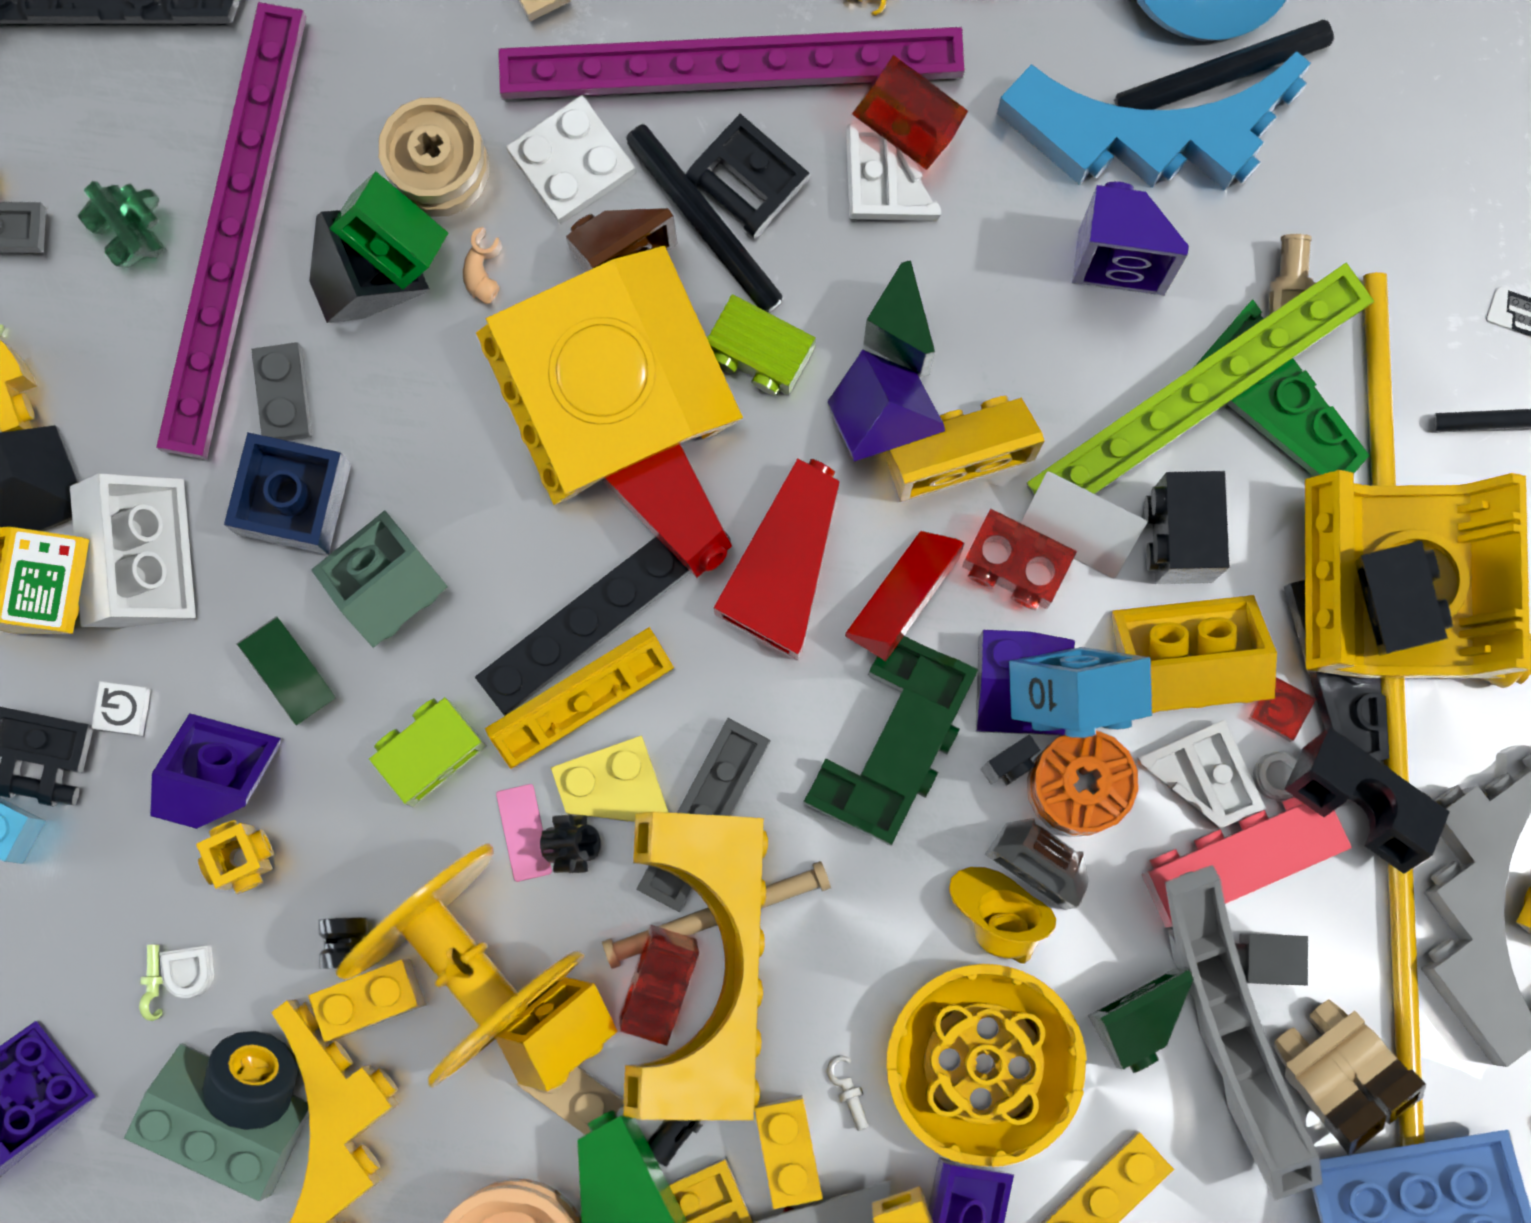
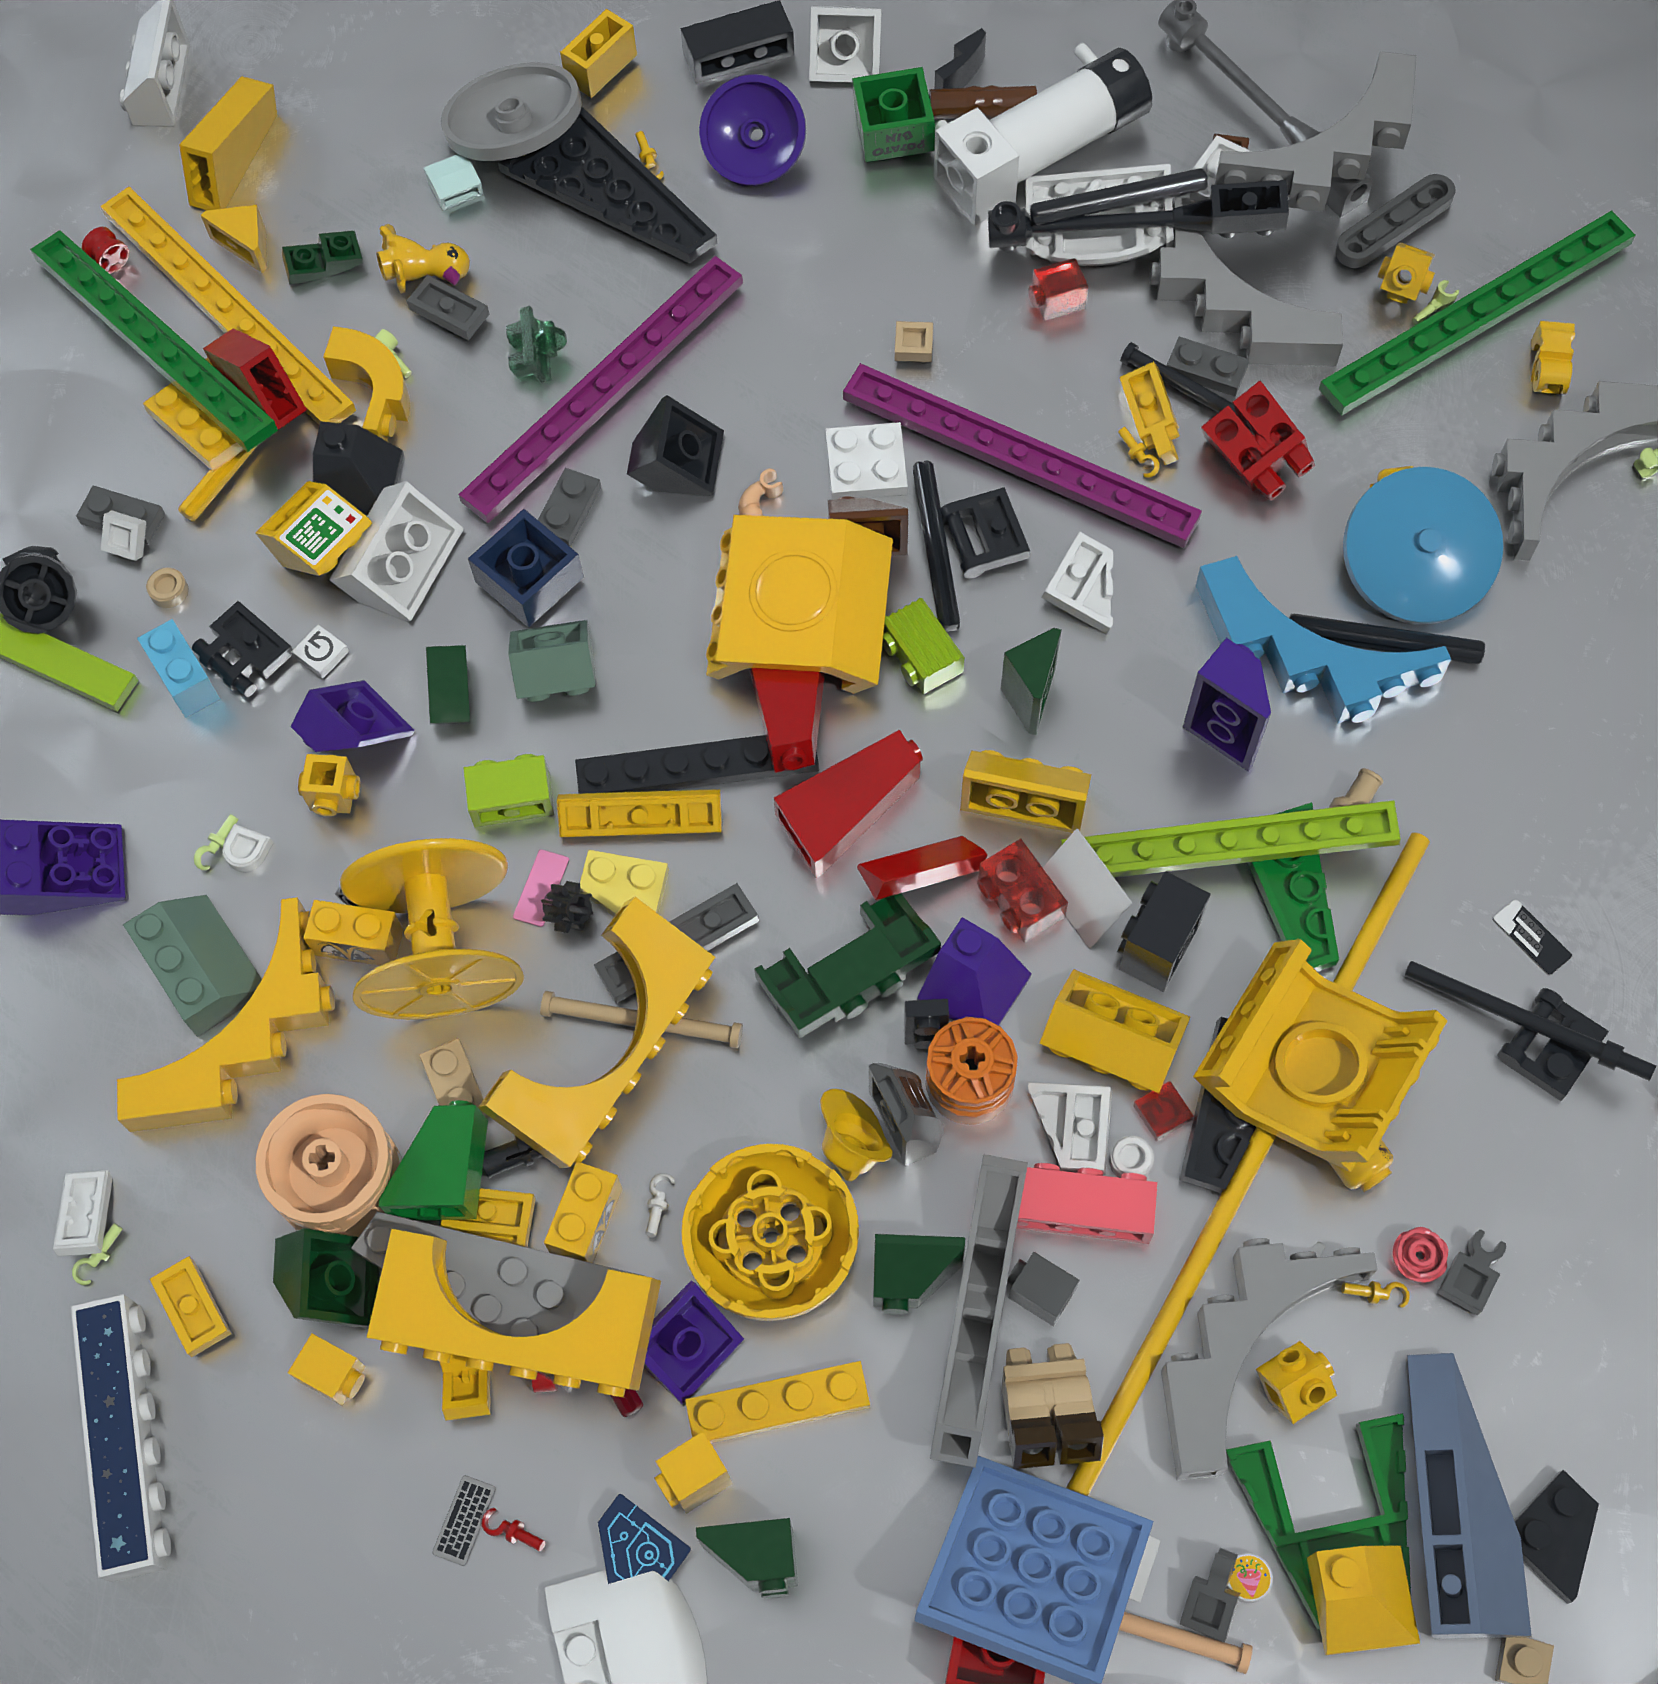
camera: 30 degrees right, 15 degrees down
(249, 1080) = (235, 938): black wheel -> none
(389, 230) = (707, 433): green brick -> none
(434, 155) = (770, 407): tan wheel -> none
(556, 1034) = (468, 1028): yellow brick -> none
(658, 985) = (565, 1037): clear red brick -> none
(882, 407) = (985, 728): dark purple slope -> none
(910, 112) = (1127, 543): clear red brick -> none
(1080, 690) = (1007, 993): dark azure brick -> none
(1401, 817) = (1206, 1226): black arch -> none
(1403, 597) = (1293, 1055): black brick -> none

